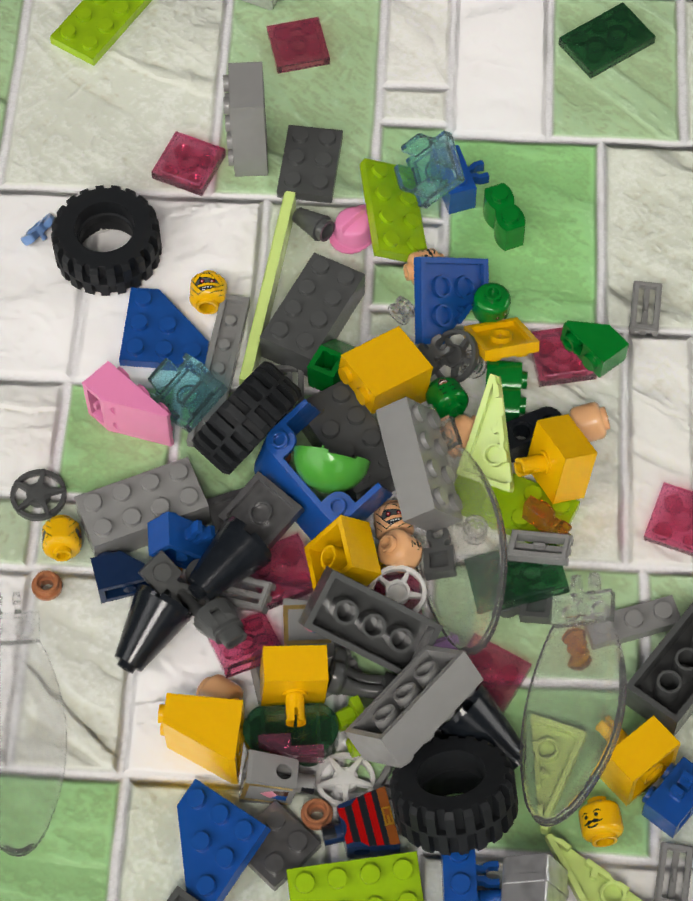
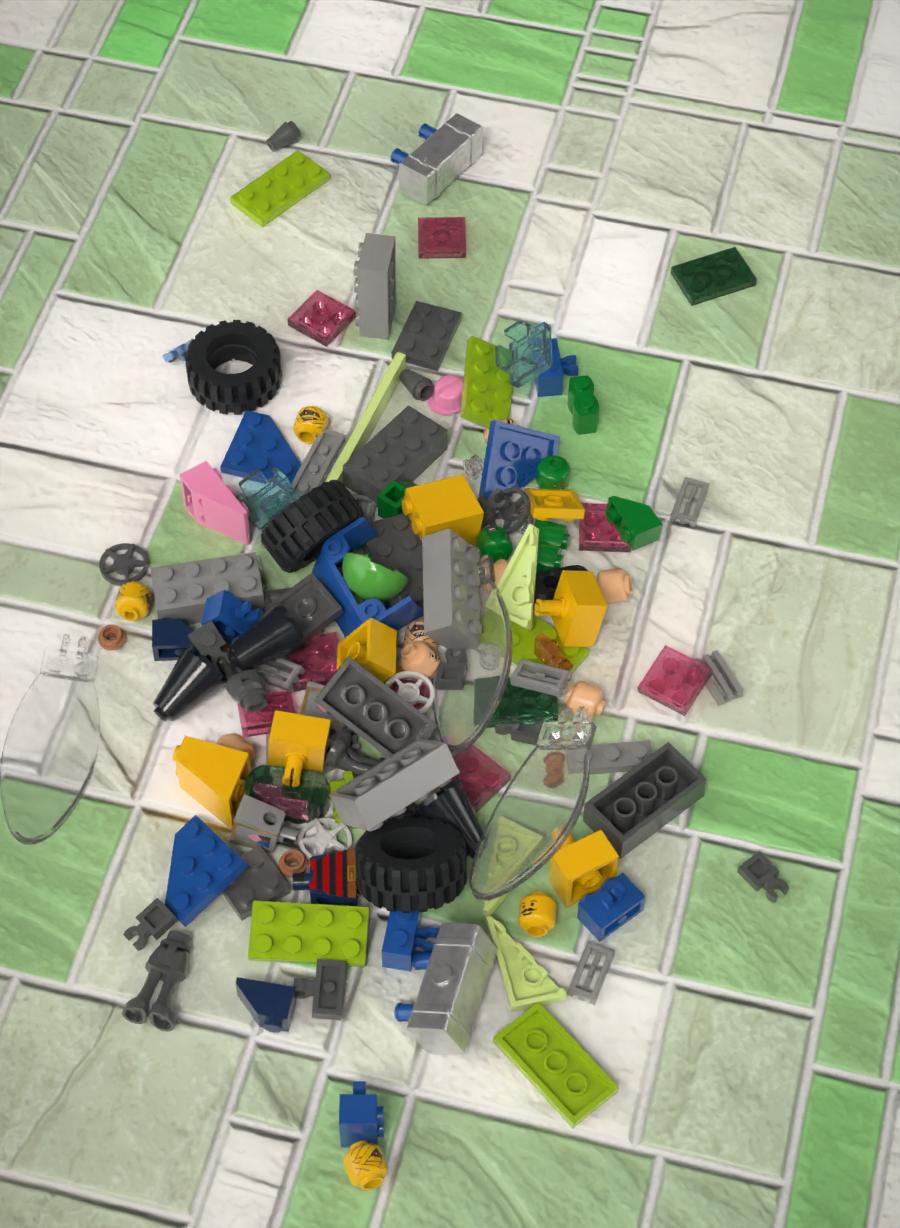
camera: 10 degrees right, 5 degrees down
(589, 559) = (585, 695): none -> light nougat head

